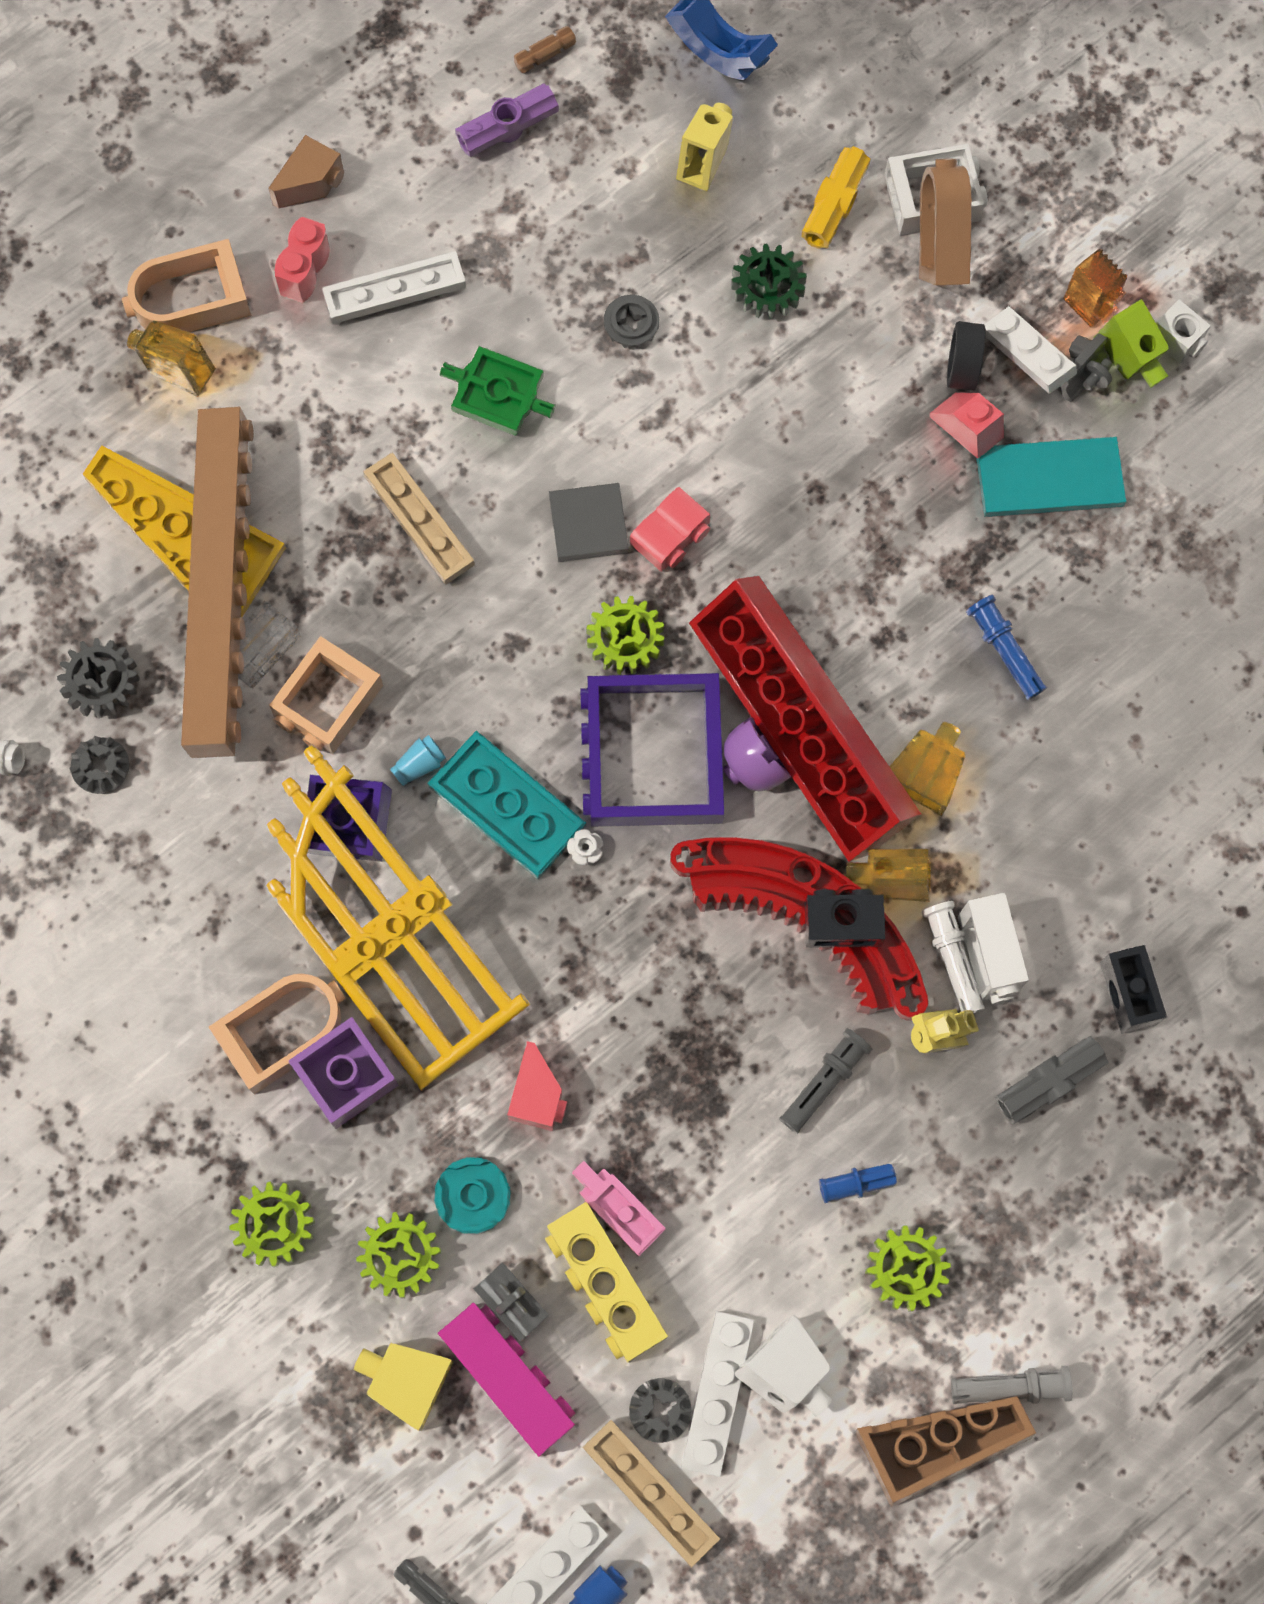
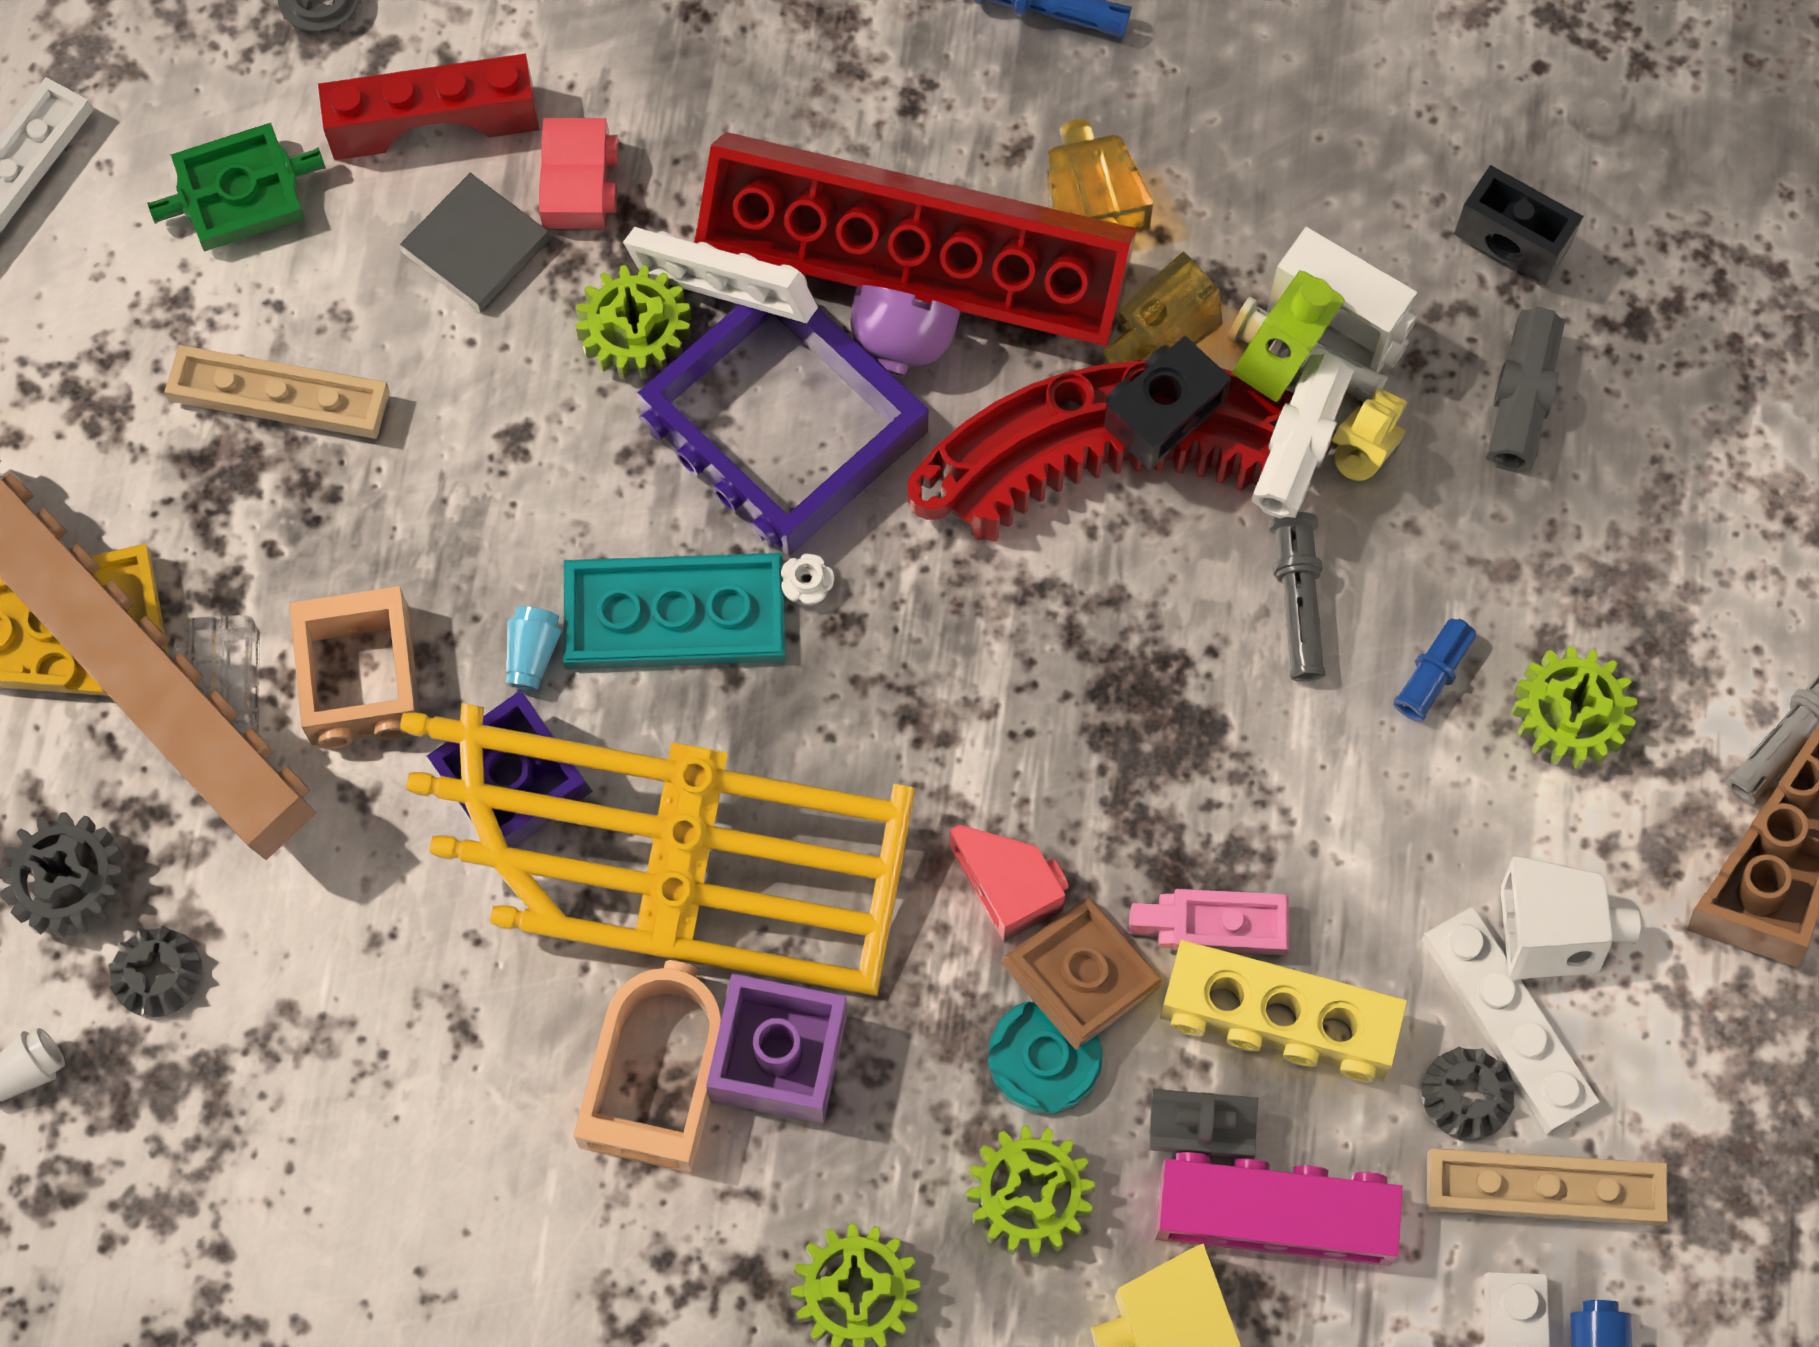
camera: 40 degrees left, 5 degrees down
(528, 1171) = (1082, 972): none -> medium nougat tile
(657, 444) = (371, 111): none -> red arch
(689, 659) = (723, 274): none -> white plate
(898, 1001) = (1302, 436): none -> white piece
(944, 942) = (1300, 322): none -> lime torso

